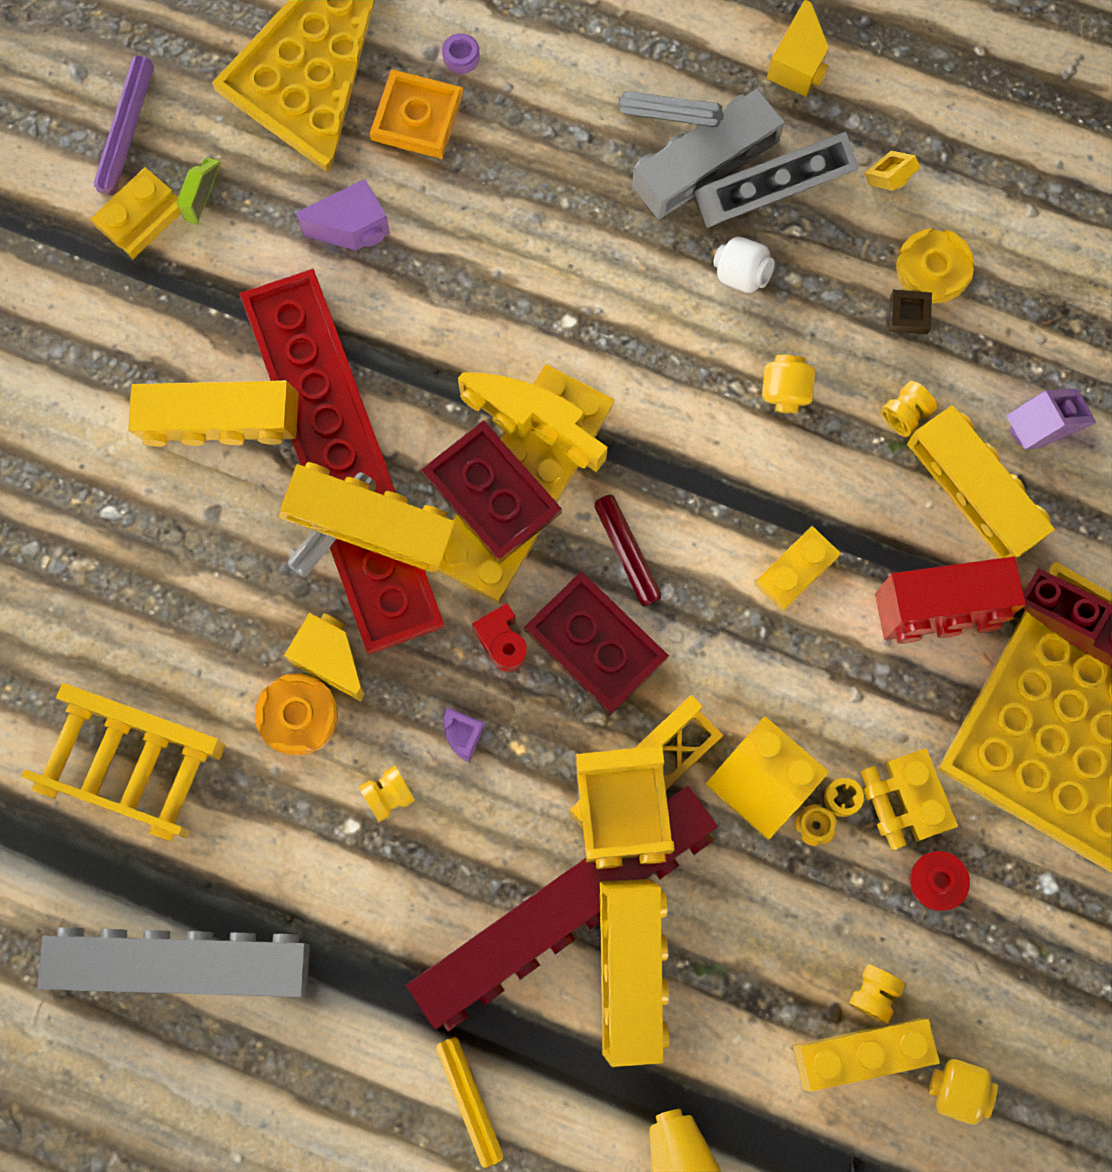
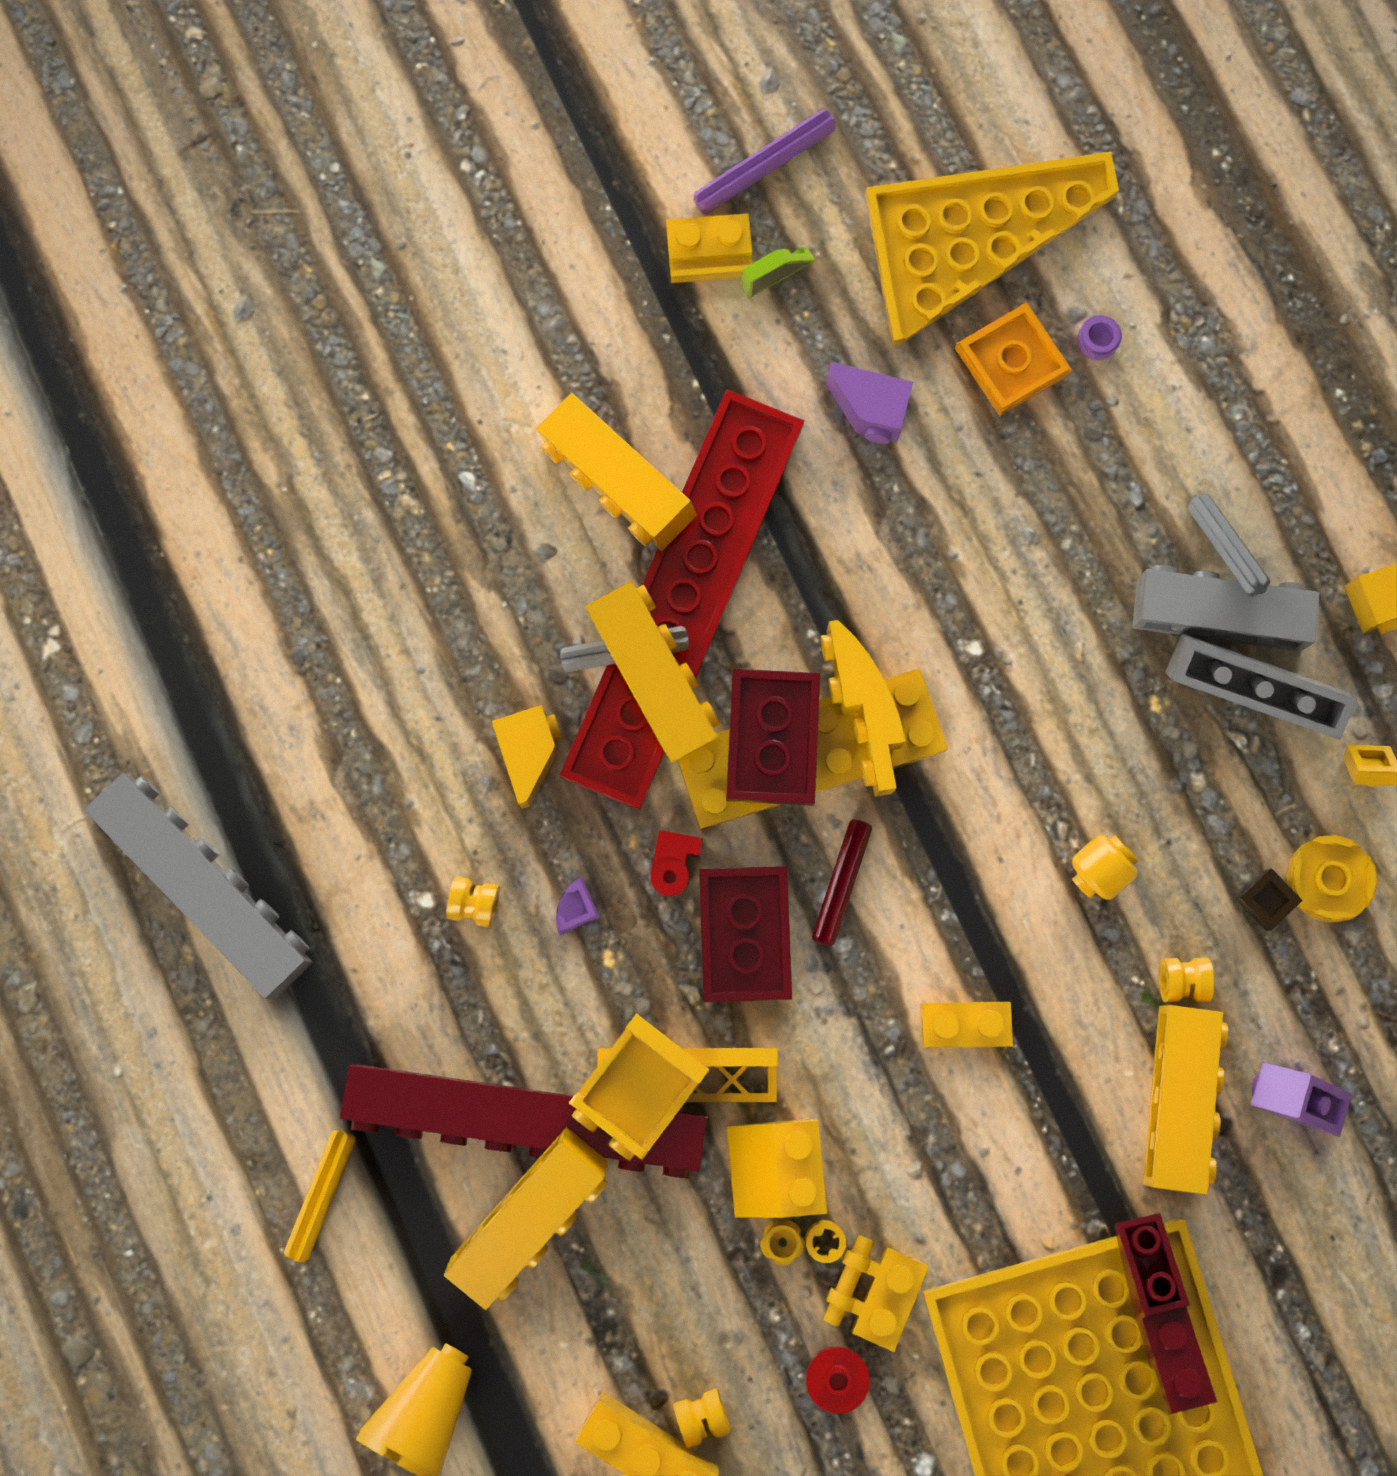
camera: 45 degrees right, 5 degrees up
(118, 722) = (325, 656): yellow fence -> none
(296, 714) = (463, 774): light orange tile -> none
(744, 264) = (1164, 733): white head -> none
(949, 599) = (1061, 1170): red brick -> none

